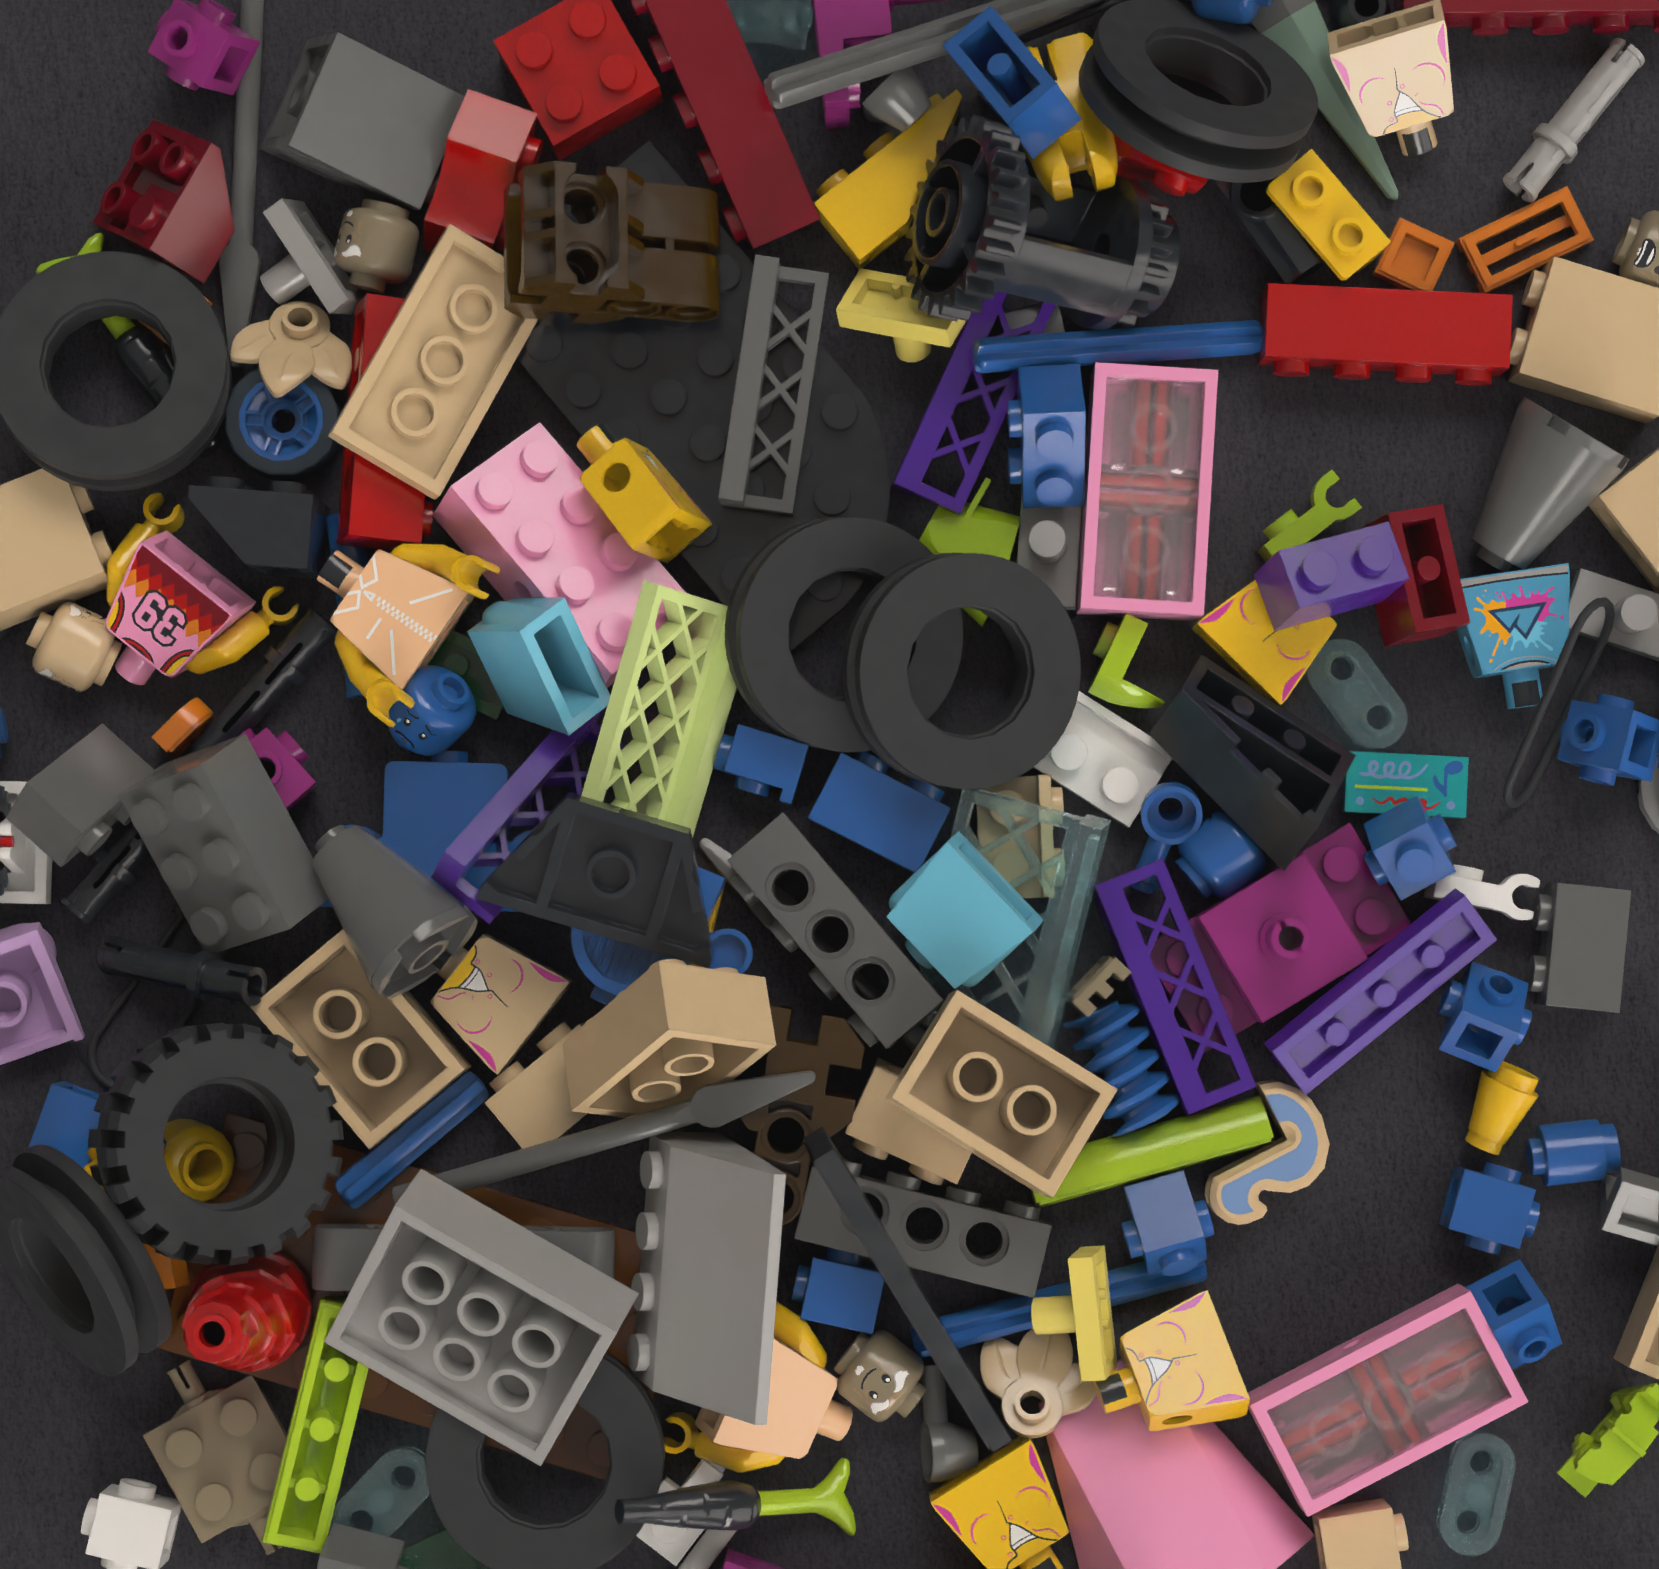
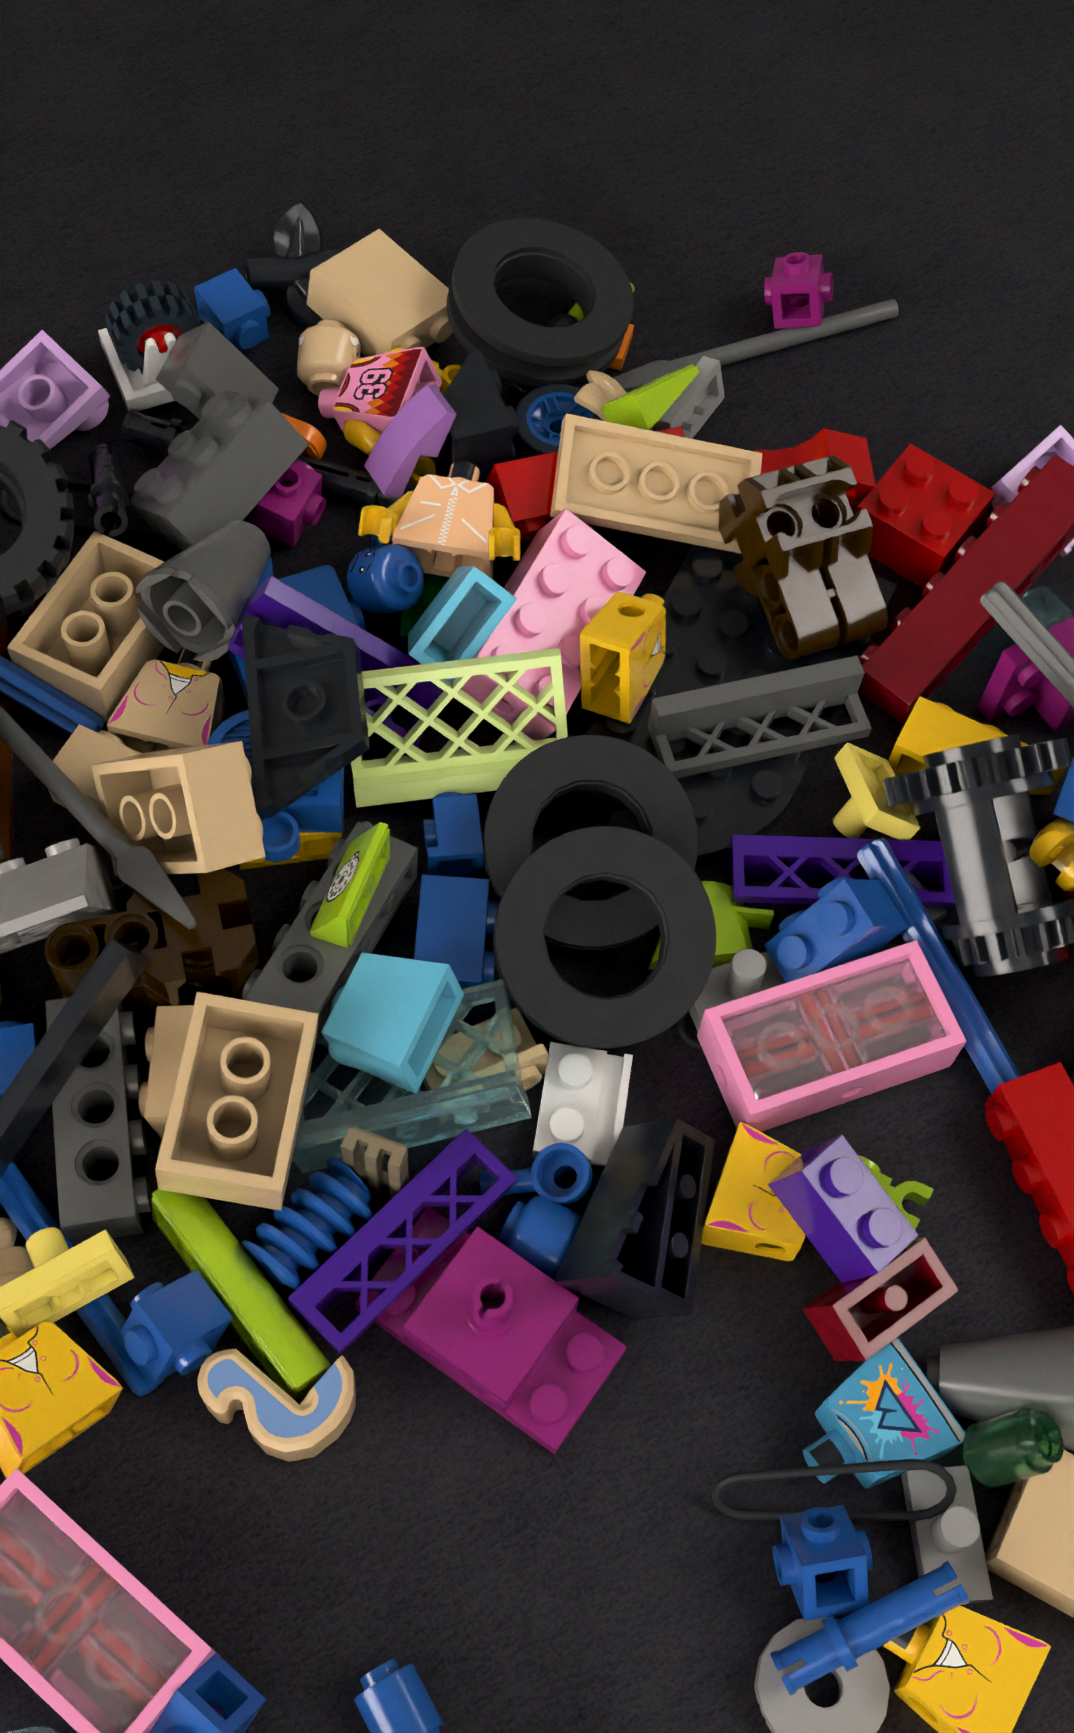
camera: 55 degrees right, 25 degrees down
(171, 201) = (676, 316): dark red slope -> none
(267, 612) = (414, 431): none -> medium lavender slope
(316, 315) = (650, 401): none -> lime slope
(364, 121) = (802, 386): dark grey slope -> none
(376, 245) = (722, 426): dark tan head -> none
(810, 900) = (353, 887): none -> lime slope
(897, 100) = (1036, 713): dark grey bar -> none
(1116, 649) = (676, 1077): lime plate -> none
(1353, 698) = (748, 1305): clear light blue plate -> none
(1380, 991) = (480, 1430): dark purple fence -> none
(1388, 779) = (686, 1388): teal tile -> none
(1409, 848) = (628, 1403): blue brick -> none
(1483, 1016) = (499, 1551): blue brick -> none
(1484, 894) = (615, 1484): white plate -> none
(1490, 1207) = (309, 1650): blue brick -> none
(1500, 1106) = (417, 1616): yellow cone -> none
(1580, 947) = (609, 1626): dark grey brick -> none
(1596, 531) = (1012, 1447): none -> clear green brick

